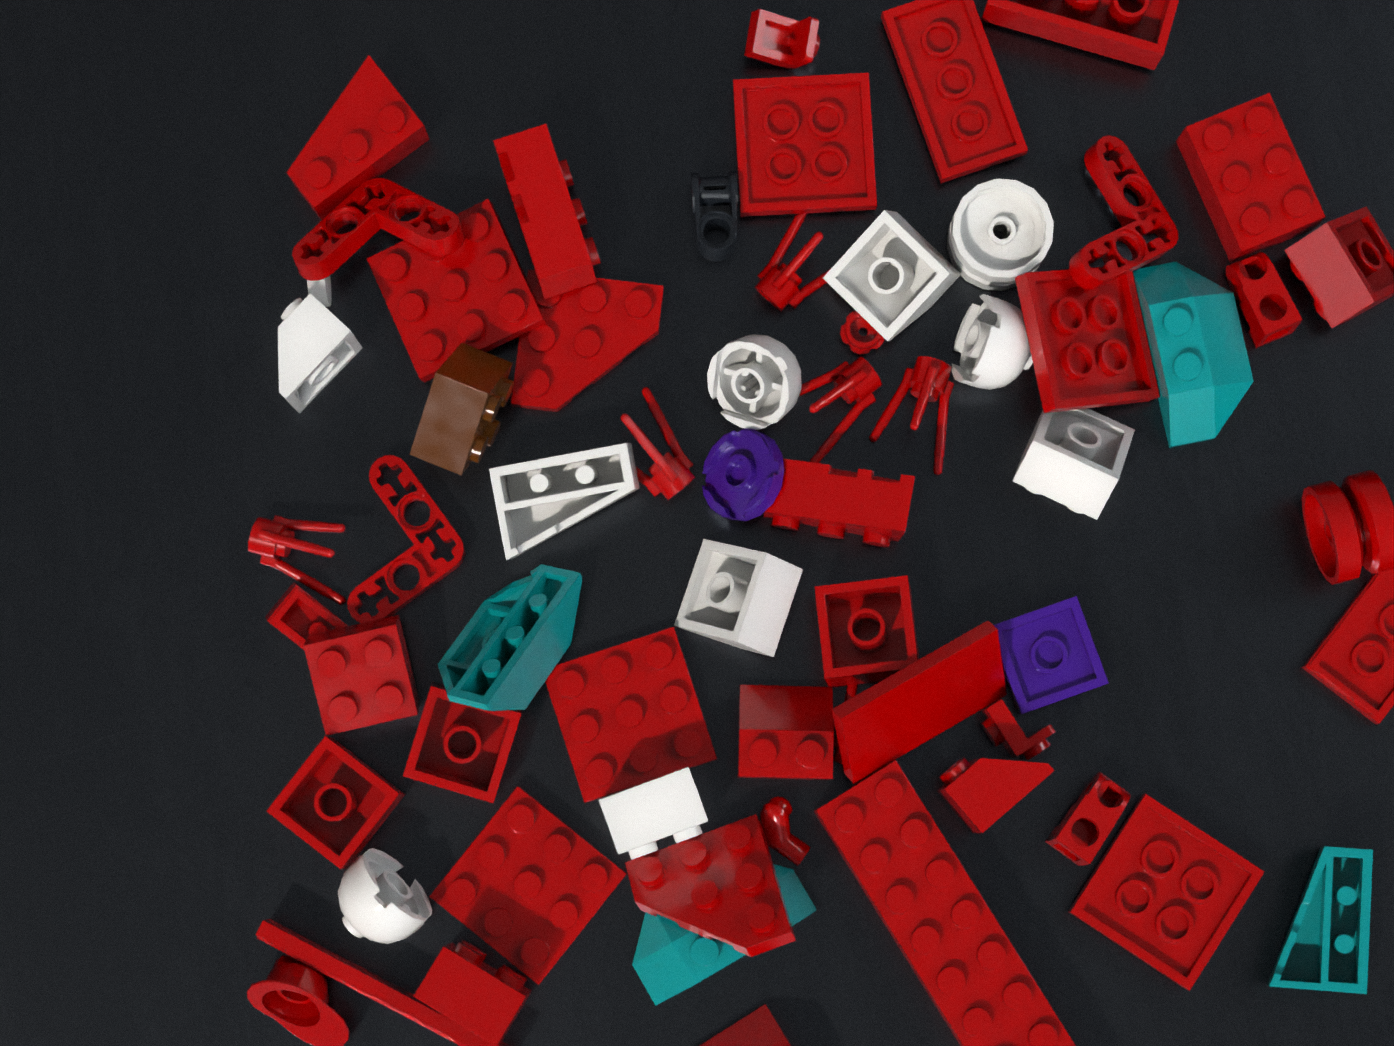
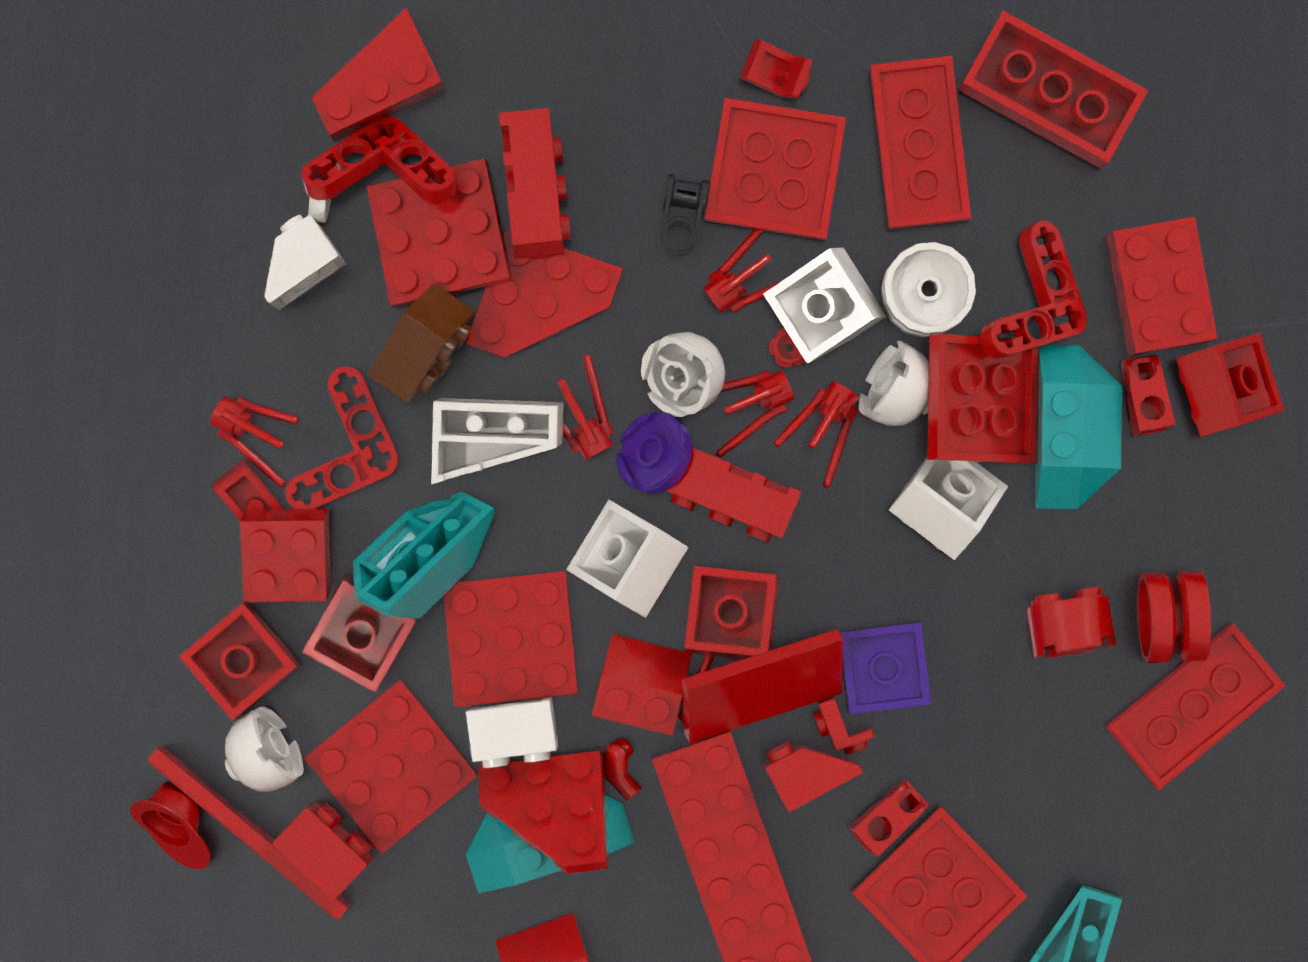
camera: 10 degrees right, 5 degrees up
(1240, 561) = (1070, 624): none -> red brick

